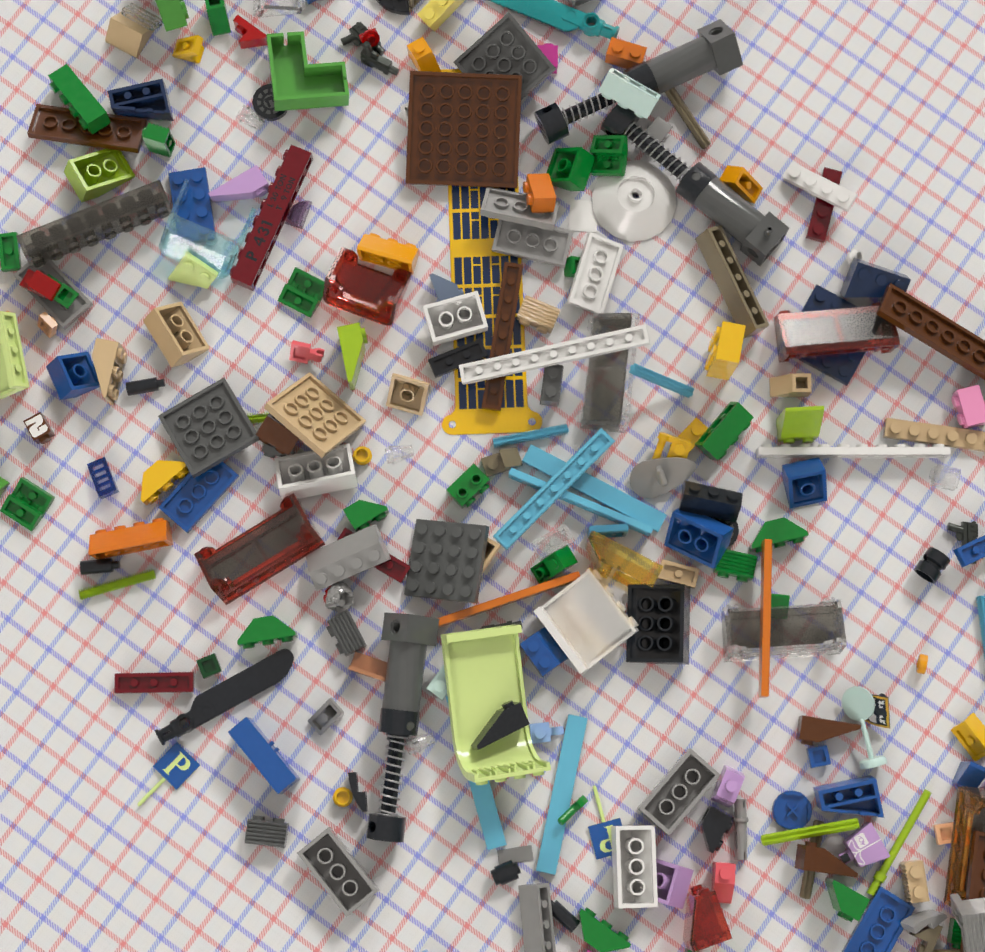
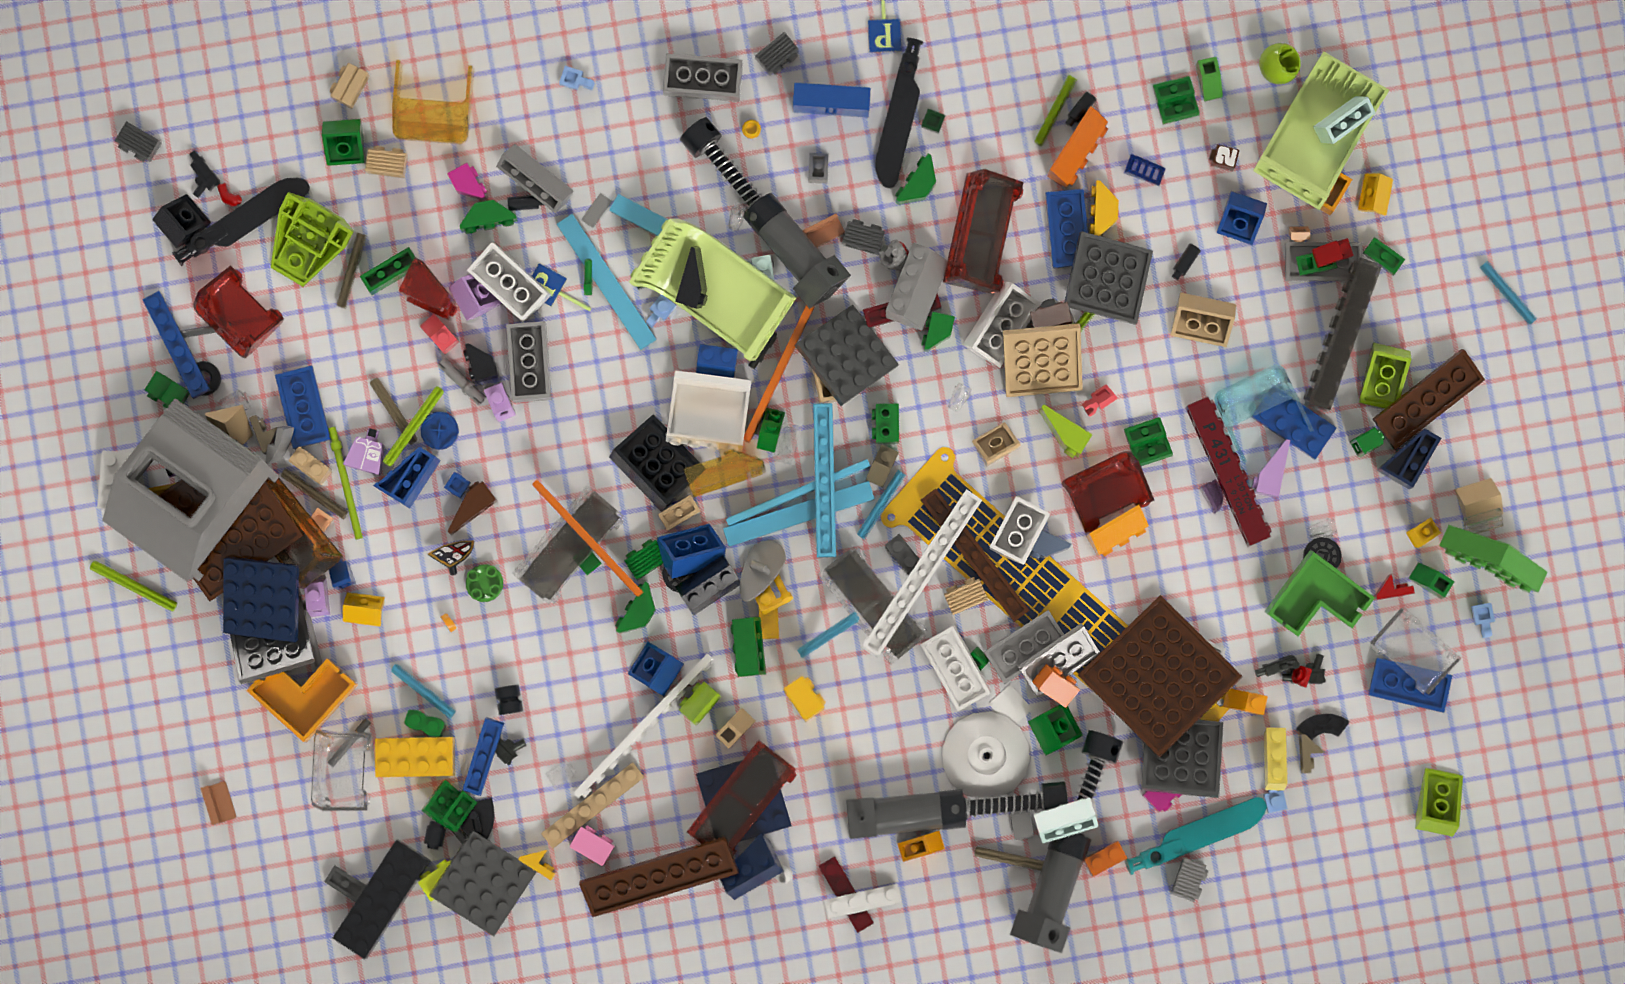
camera: 135 degrees right, 5 degrees up
(79, 99) = (1456, 412): green brick -> none
(108, 363) = (1225, 247): tan slope -> none
(154, 682) = (958, 72): dark red plate -> none
(193, 272) = (1239, 374): yellowish green wing -> none
(360, 797) = (739, 140): black slope -> none
(362, 455) = (983, 369): yellow plate -> none
(452, 359) = (989, 506): black plate -> none
(505, 872) = (590, 191): black brick -> none
(609, 155) = (1035, 766): green slope -> none
(610, 531) = (757, 489): dark azure tile -> none
(731, 280) = (853, 762): dark tan brick -> none
(818, 859) = (391, 410): reddish brown slope -> none
(846, 901) = (344, 405): green slope -> none
(859, 706) = (462, 545): light aqua piece -> none
(867, 666) = (484, 583): none -> bright green dish
(930, 858) = (314, 494): none -> dark tan axle

